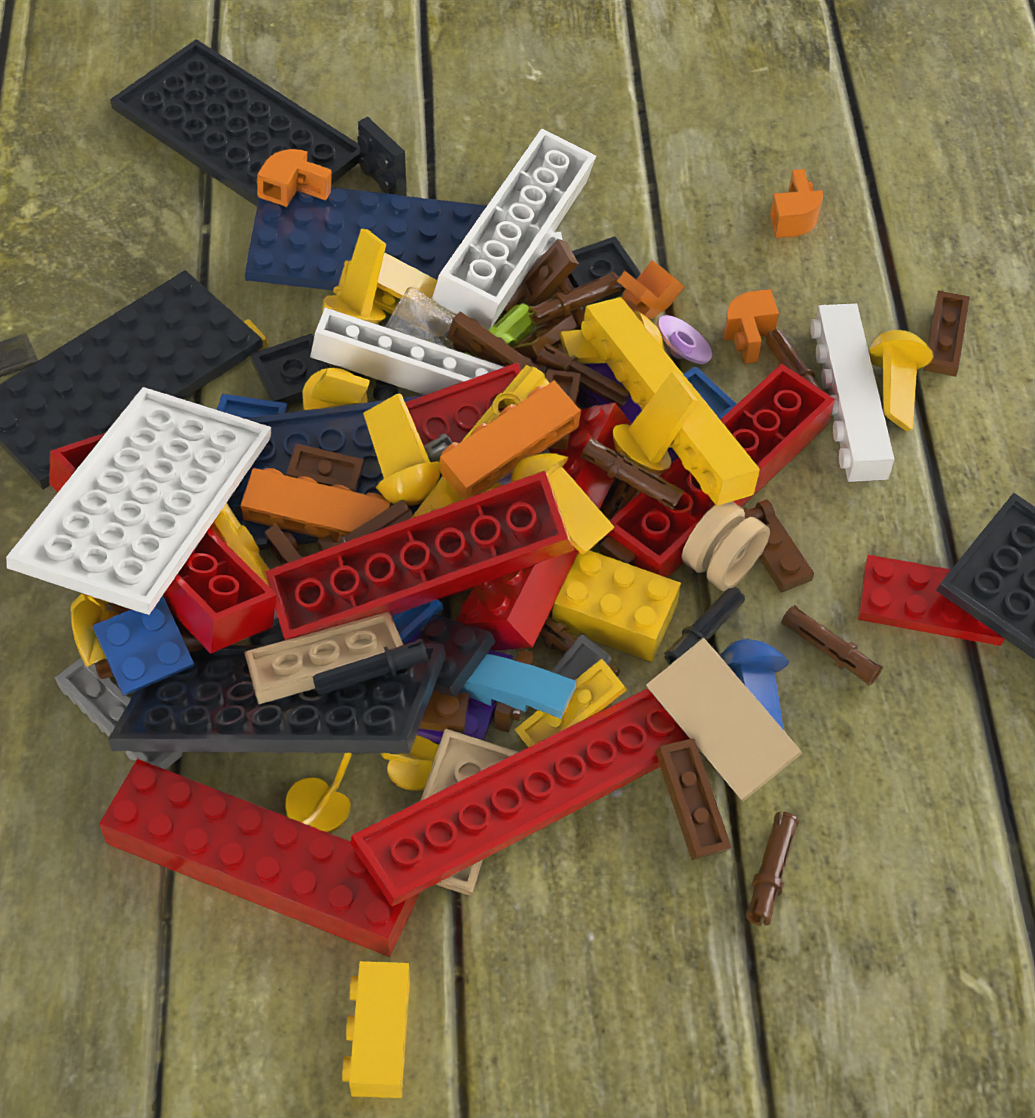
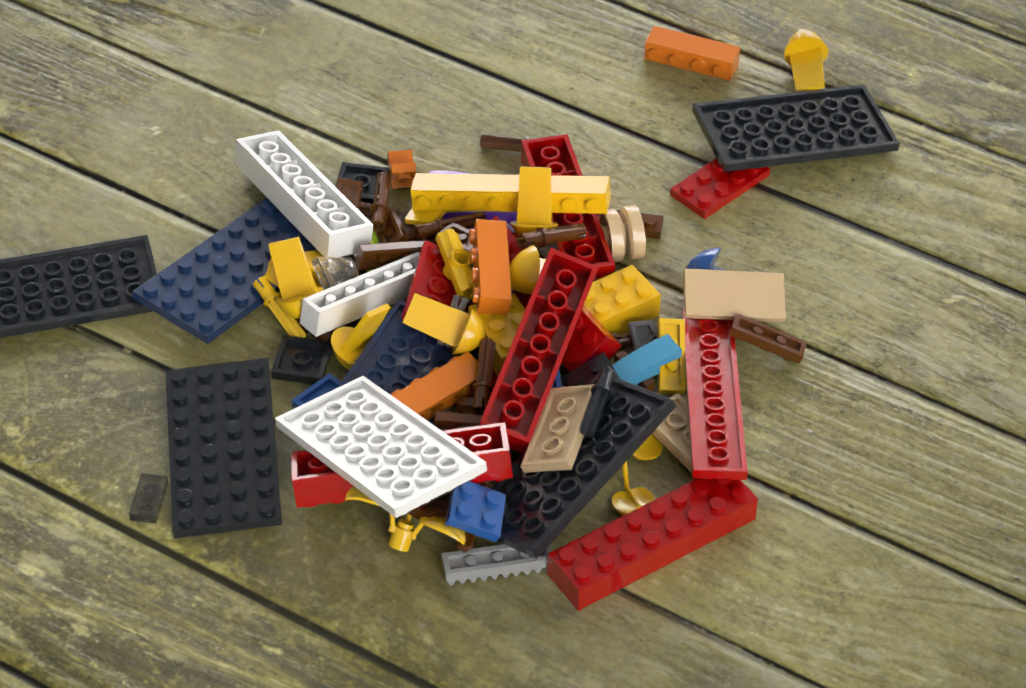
camera: 55 degrees left, 10 degrees down
(290, 172) = (158, 270): orange brick -> none
(325, 467) = (410, 369): reddish brown plate -> none
(377, 1030) = (802, 537): yellow brick -> none
(381, 158) = (173, 227): black plate -> none
(707, 623) = (659, 279): black axle -> none
(747, 319) = (465, 144): orange brick -> none
(768, 881) = (838, 339): reddish brown pin -> none
(796, 210) = (398, 75): orange brick -> none
(843, 653) = (726, 233): reddish brown pin -> none
(851, 382) = (538, 121): white brick -> none
(900, 357) = (552, 92): yellow piece -> none
(947, 332) = (551, 71): reddish brown plate -> none

